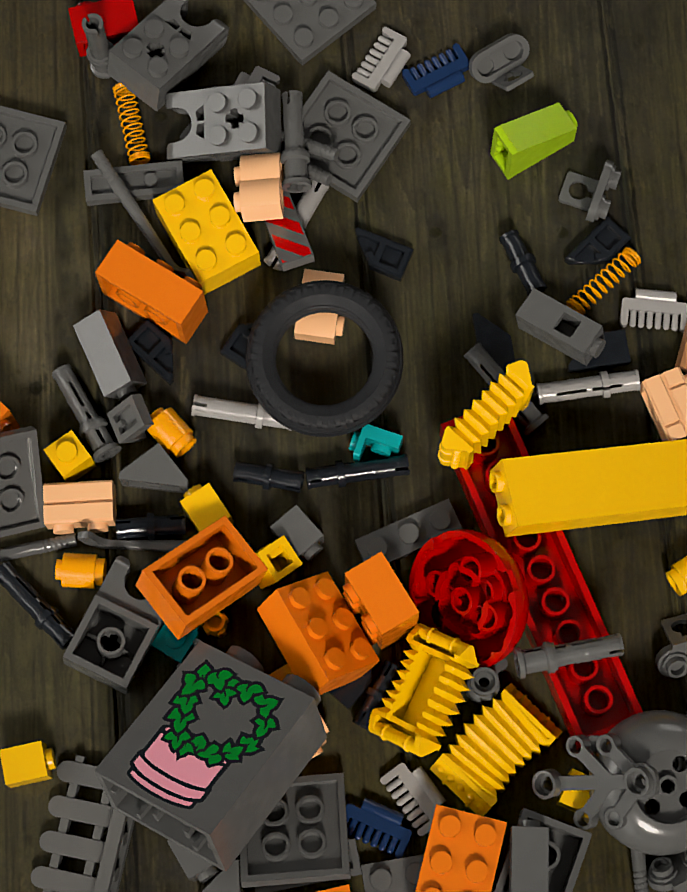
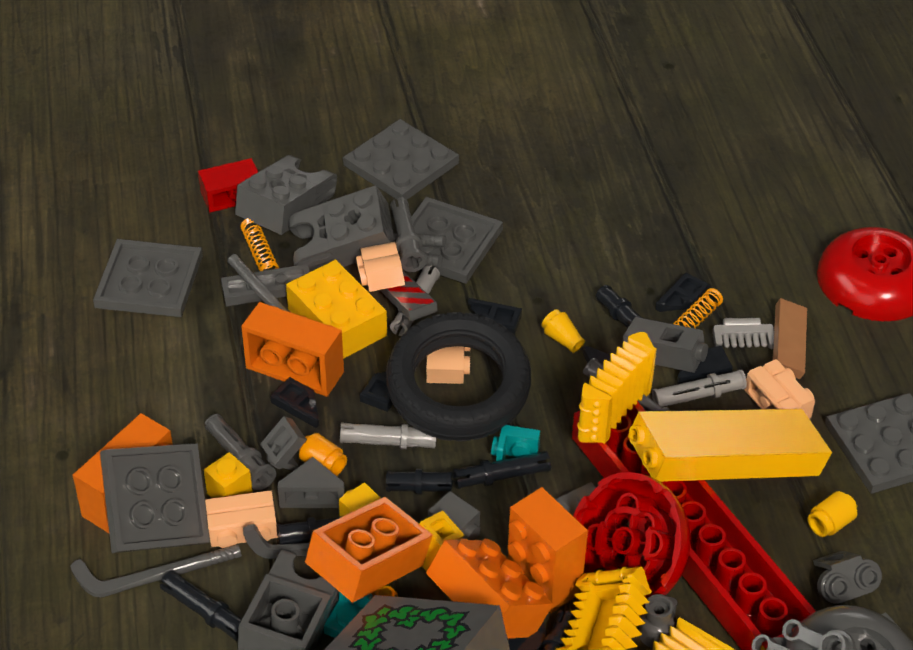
camera: 10 degrees left, 30 degrees down
(81, 570) = (246, 570): light orange brick -> none
(98, 45) = (227, 182): dark grey pin -> none
(110, 354) = (255, 398): brick -> none
(388, 66) = (472, 191): light grey piece -> none
(441, 79) = (519, 197): dark blue piece -> none
(453, 288) = (561, 329): none -> yellow cone
(501, 61) = (570, 180): dark grey bracket -> none
(532, 138) = (607, 224): lime slope -> none
(551, 656) = (719, 572): dark grey pin -> none
(597, 205) = (676, 259): dark grey bracket -> none

